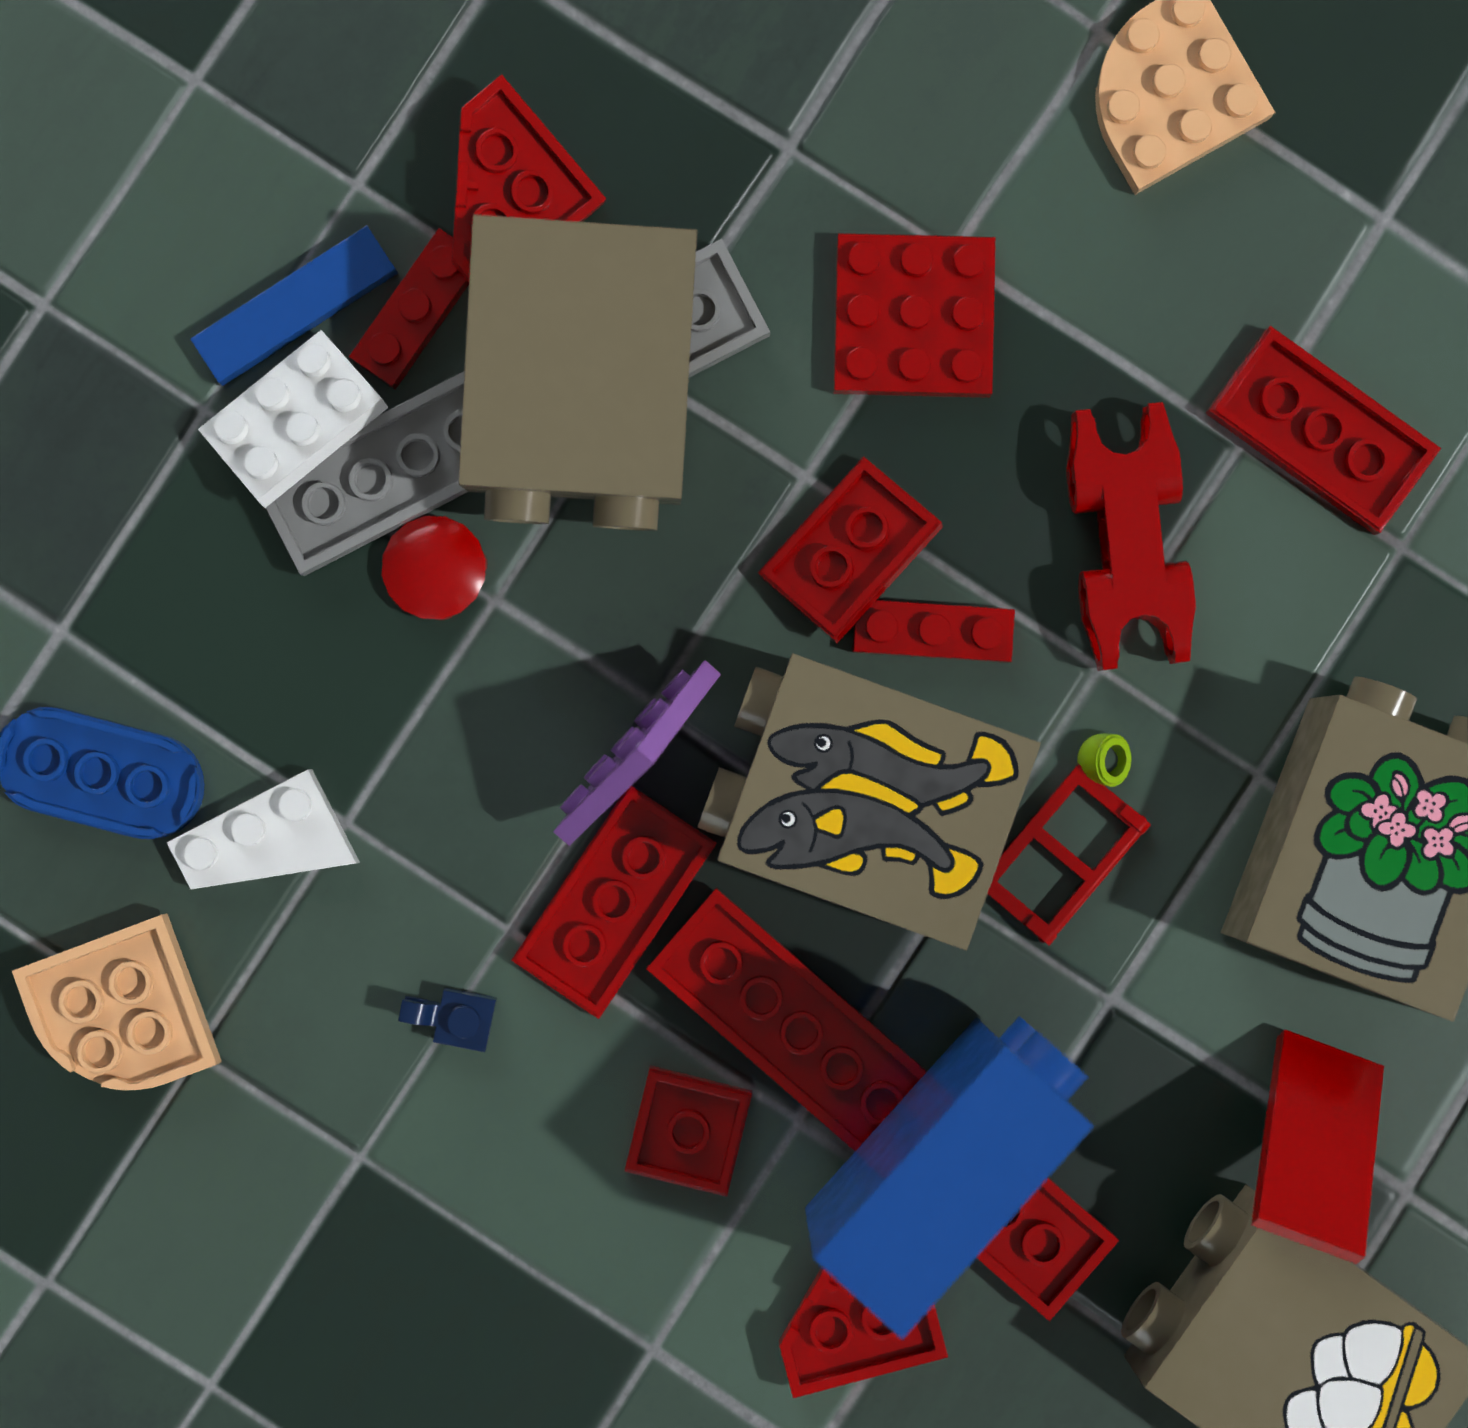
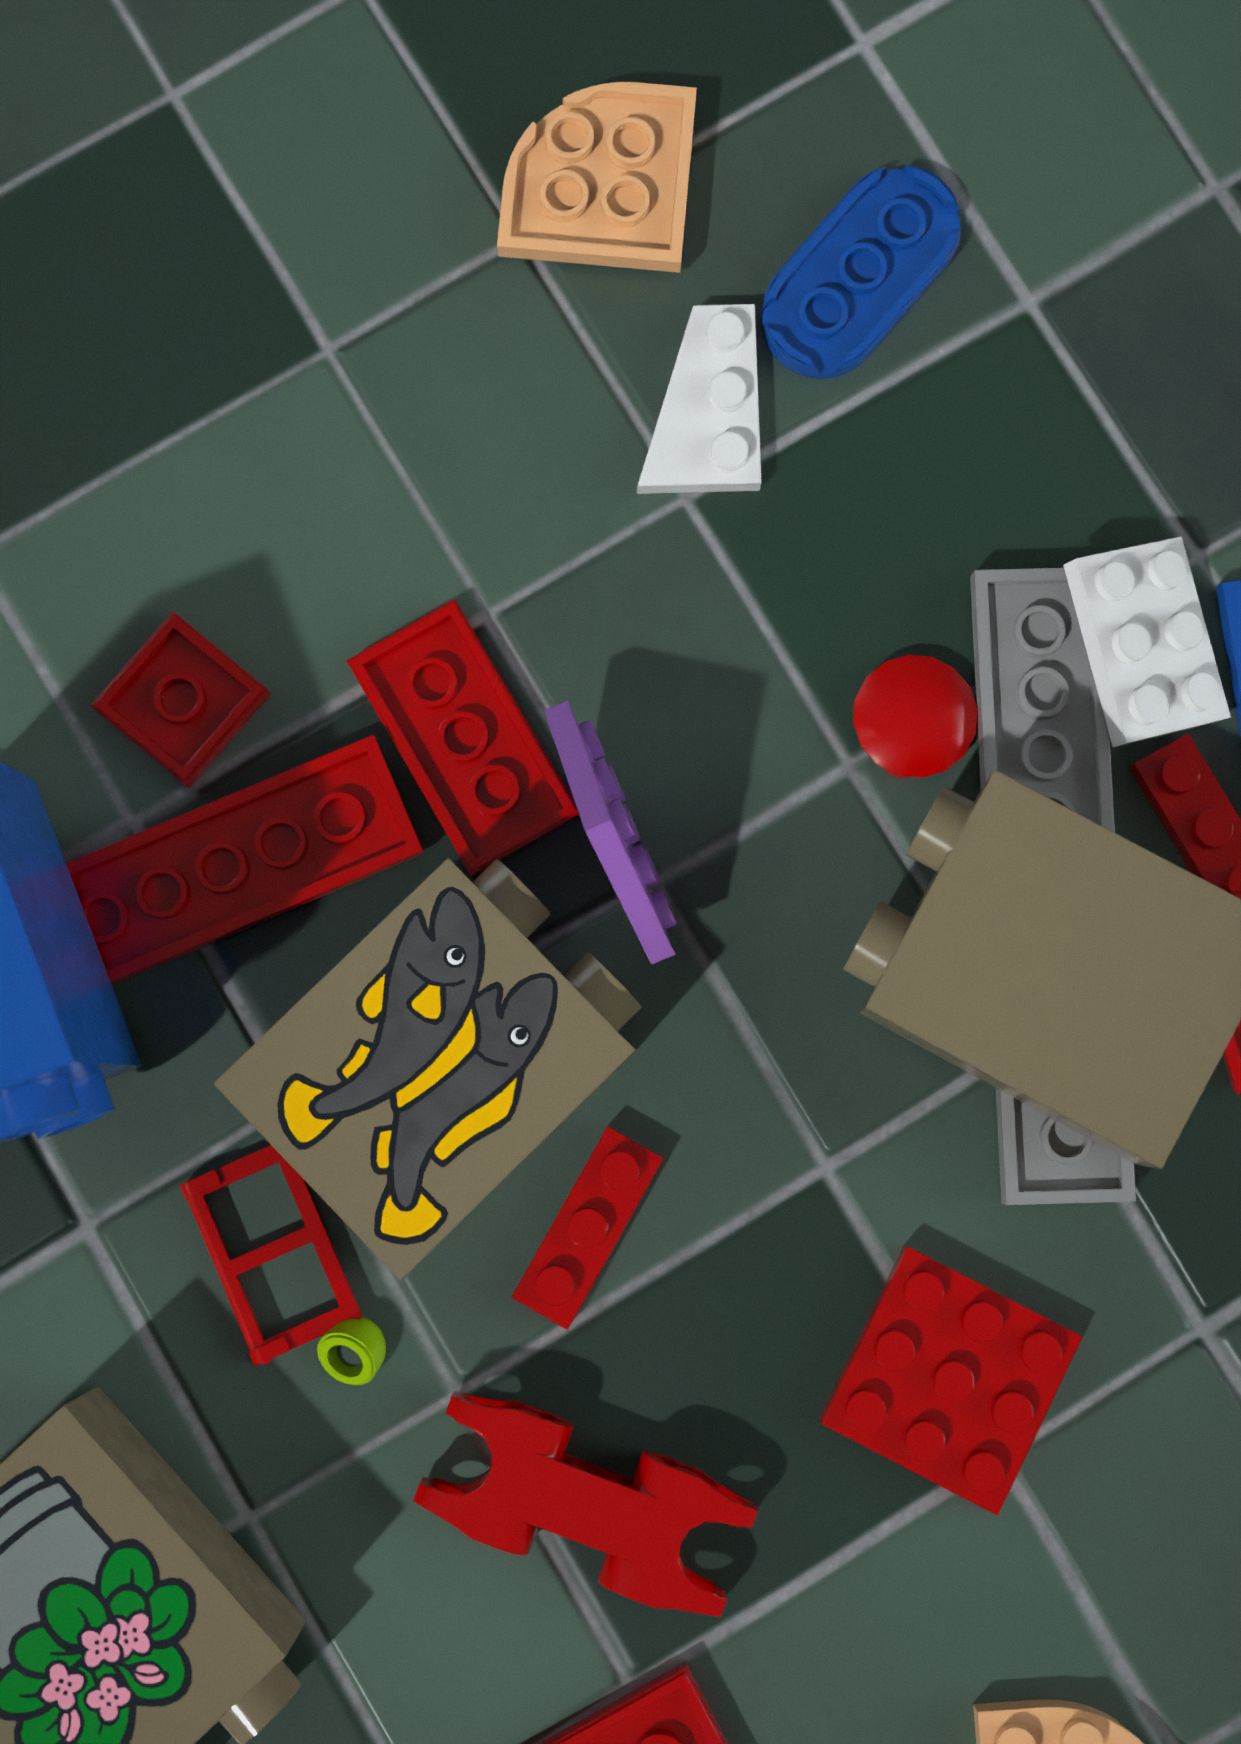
camera: 110 degrees right, 5 degrees down
(460, 1019) = (420, 516): dark blue plate -> none
(850, 549) = (721, 1178): red tile -> none

